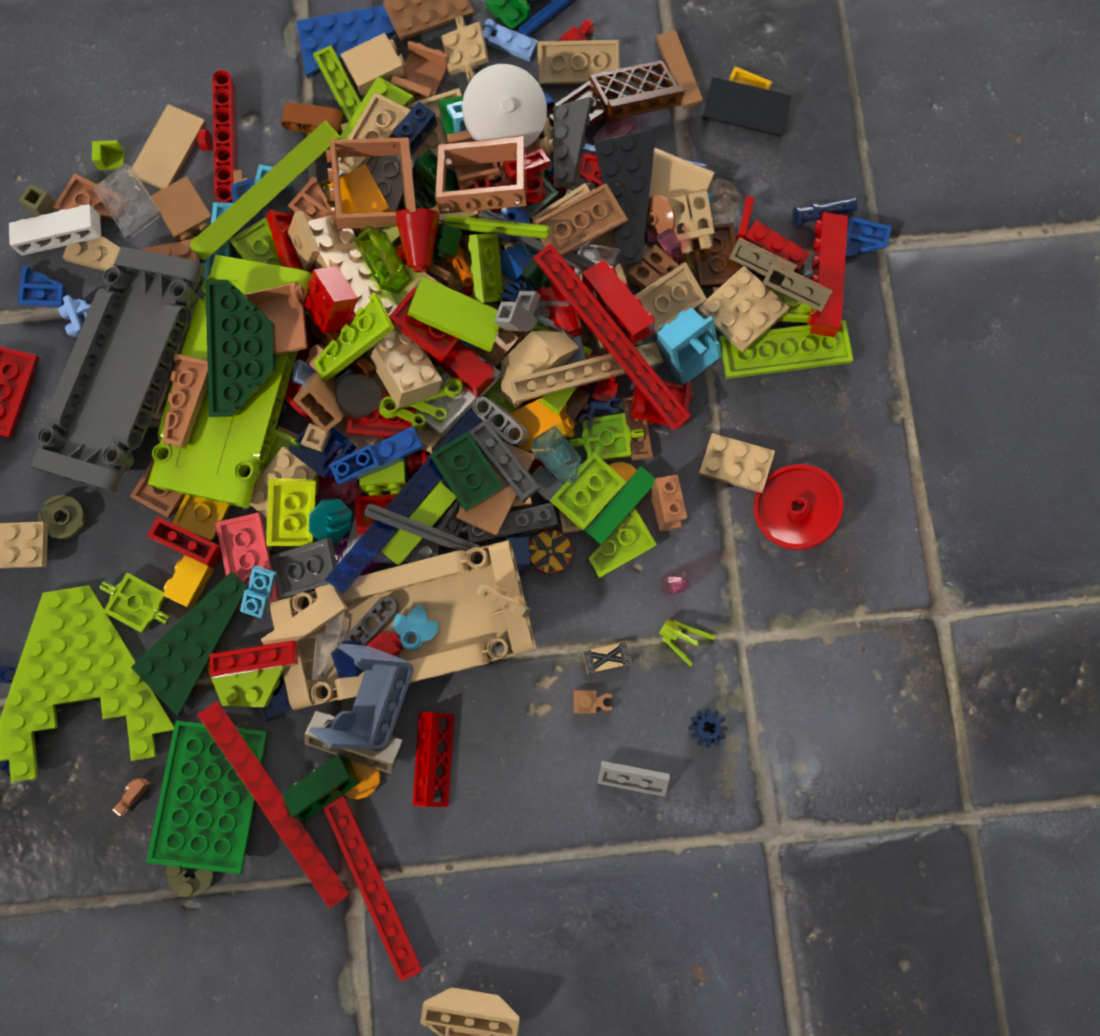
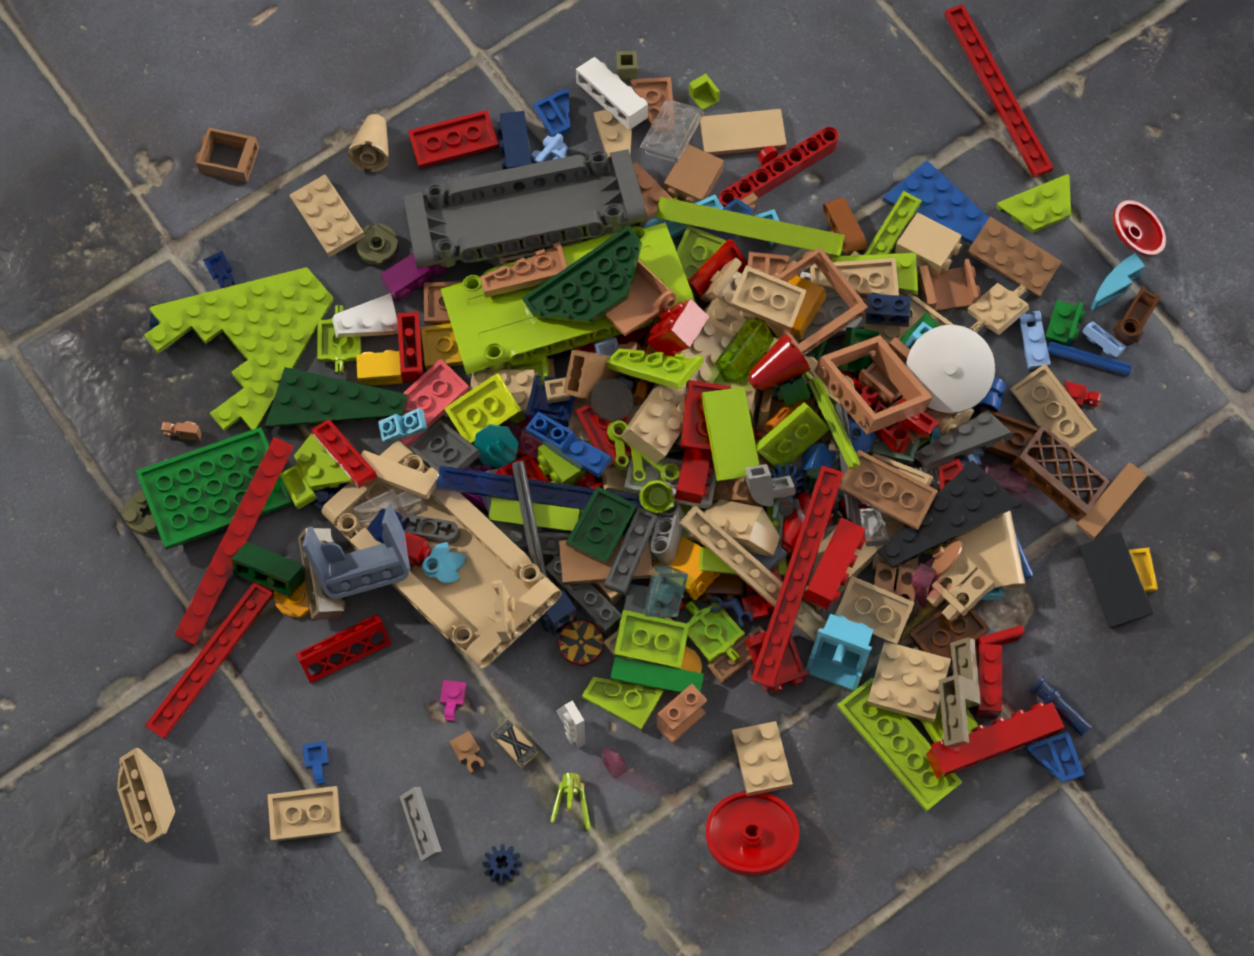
camera: 65 degrees right, 10 degrees down
(42, 339) = (515, 140): none -> dark blue brick
(113, 509) = (405, 277): none -> magenta brick
(132, 566) = (367, 319): none -> white wing
(255, 717) = (298, 486): none -> lime tile
(352, 208) = (768, 298): none -> tan plate
(469, 410) = (656, 497): none -> lime hair
(520, 838) = (315, 757): none -> blue plate
(533, 687) = (452, 696): none -> dark pink plate
(566, 877) = (304, 814): none -> tan plate
(627, 597) = (573, 724): none -> white wing

